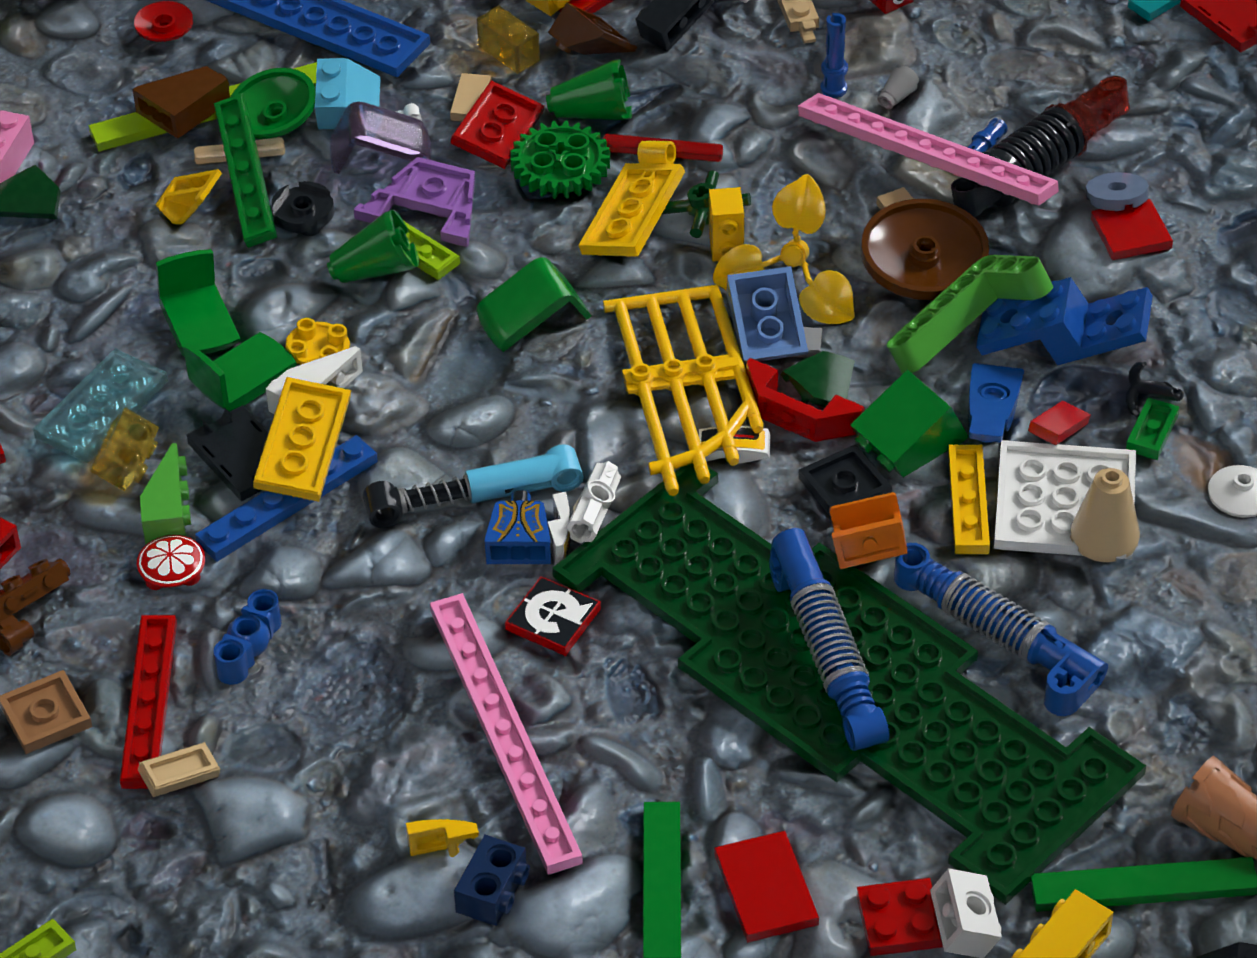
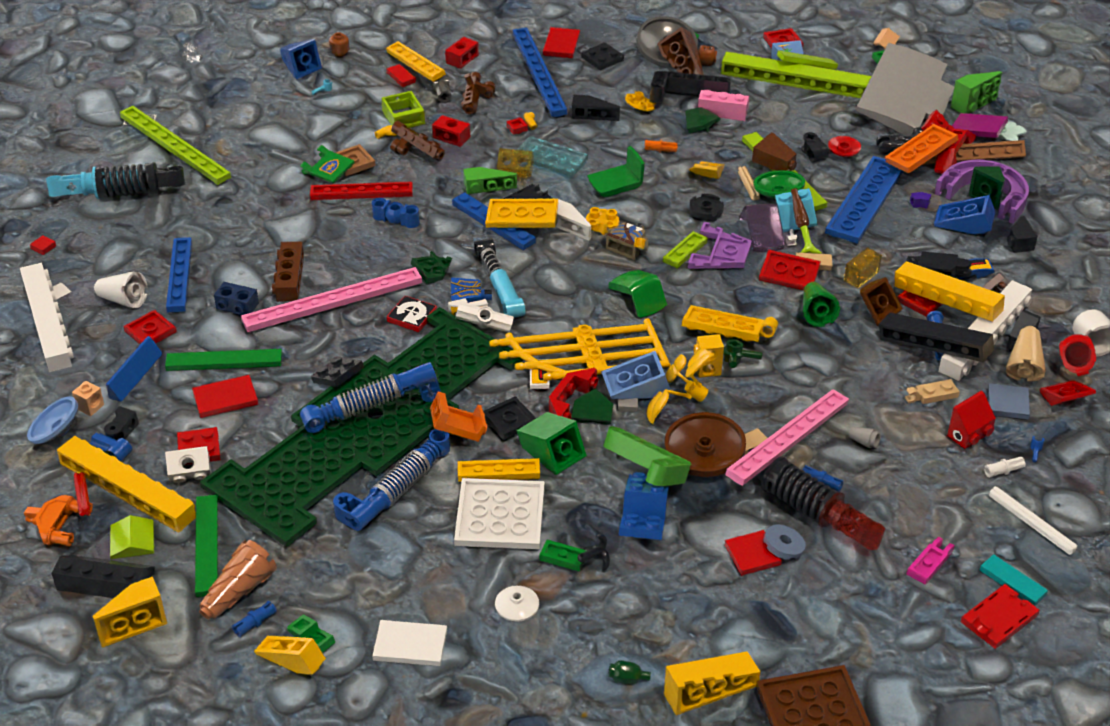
camera: 85 degrees right, 5 degrees down
(68, 744) = (329, 167): none -> green flag
(100, 254) = (661, 146): none -> orange axle
(160, 57) = (814, 147): none -> black piece
(171, 562) = (447, 188): dish -> none
(179, 769) = (314, 200): tan tile -> none
(239, 373) = (566, 189): green piece -> none
(245, 170) = (727, 181): green tile -> none
(375, 251) = (669, 230): green cone -> none
(390, 85) = (802, 222): none -> reddish brown piece
(392, 308) = (625, 239): none -> torso
(404, 796) = (289, 271): none -> reddish brown brick
(418, 584) = (432, 268): none -> dark green slope
(438, 835) = (263, 282): yellow slope -> none
(560, 159) = (749, 294): green gear -> none
(684, 149) = (786, 338): red axle -> none
(721, 711) = (337, 371): none -> black plate
(834, 66) = (867, 398): blue pin -> none
(992, 400) = (580, 481): blue piece -> none
(1059, 422) = (562, 508): red tile -> none
(1107, 518) = (464, 515): tan cone -> none
(1141, 57) = (930, 561): none -> dark pink hinge

